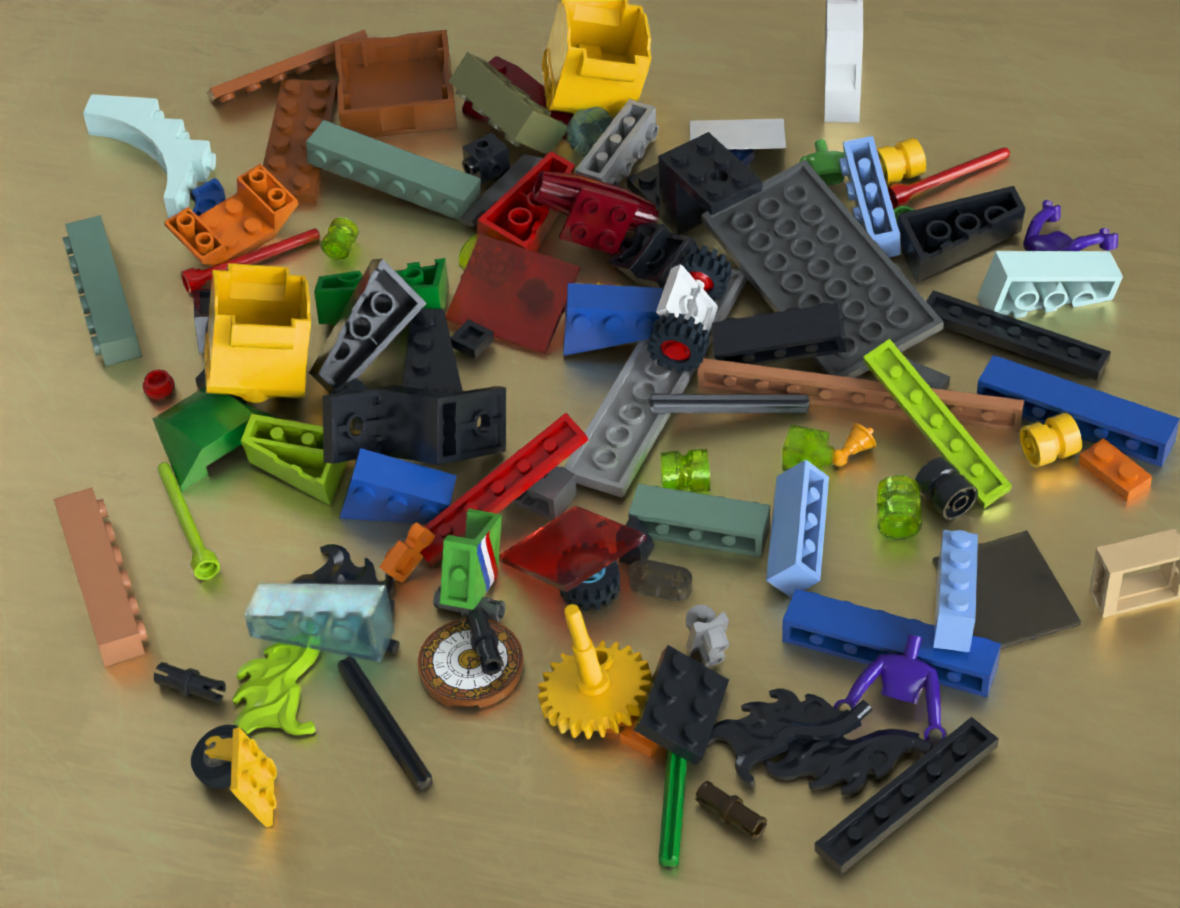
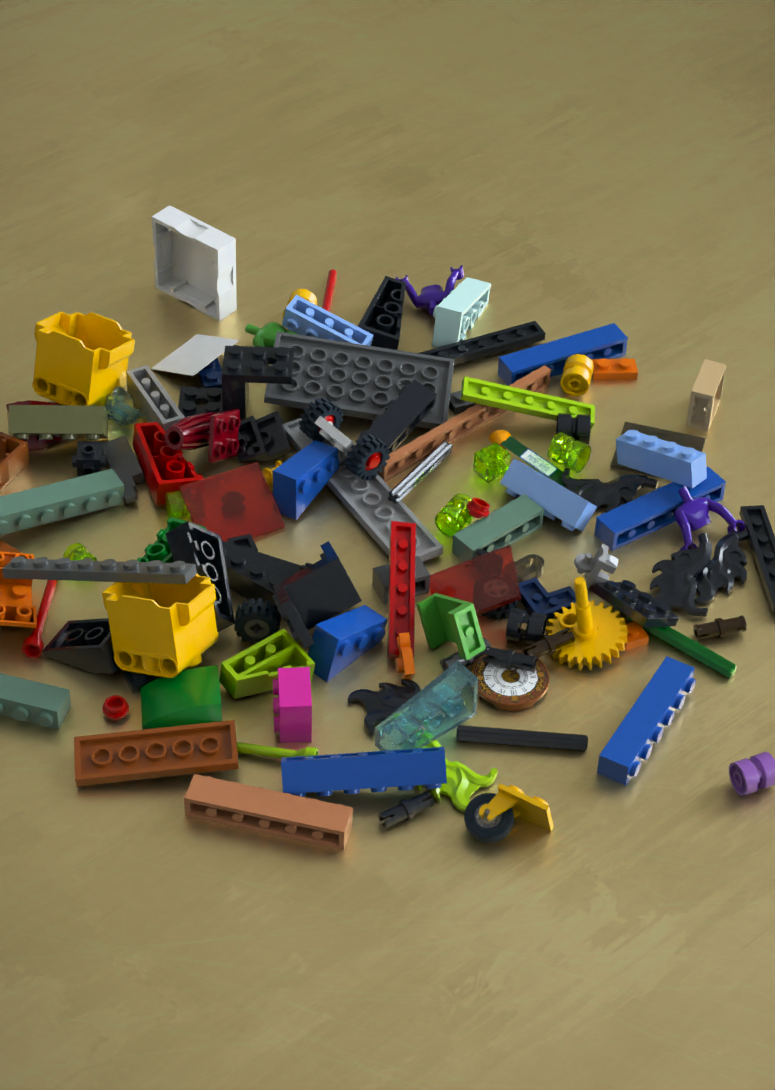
camera: 60 degrees left, 5 degrees down
(112, 447) = (155, 753): none -> dark orange plate
(202, 614) = (364, 771): none -> blue brick
(252, 505) = (293, 705): none -> dark pink brick
(270, 248) = (103, 571): none -> dark grey plate
(502, 818) = (646, 721): none -> blue brick
(537, 661) = (549, 643): none -> dark brown pin
(550, 627) = (534, 630): none -> black wheel
(619, 622) = (538, 600): none -> dark blue plate
(694, 477) = (478, 508): none -> red plate
(860, 493) = (533, 459): none -> sticker
(864, 574) = (610, 493): none -> black piece

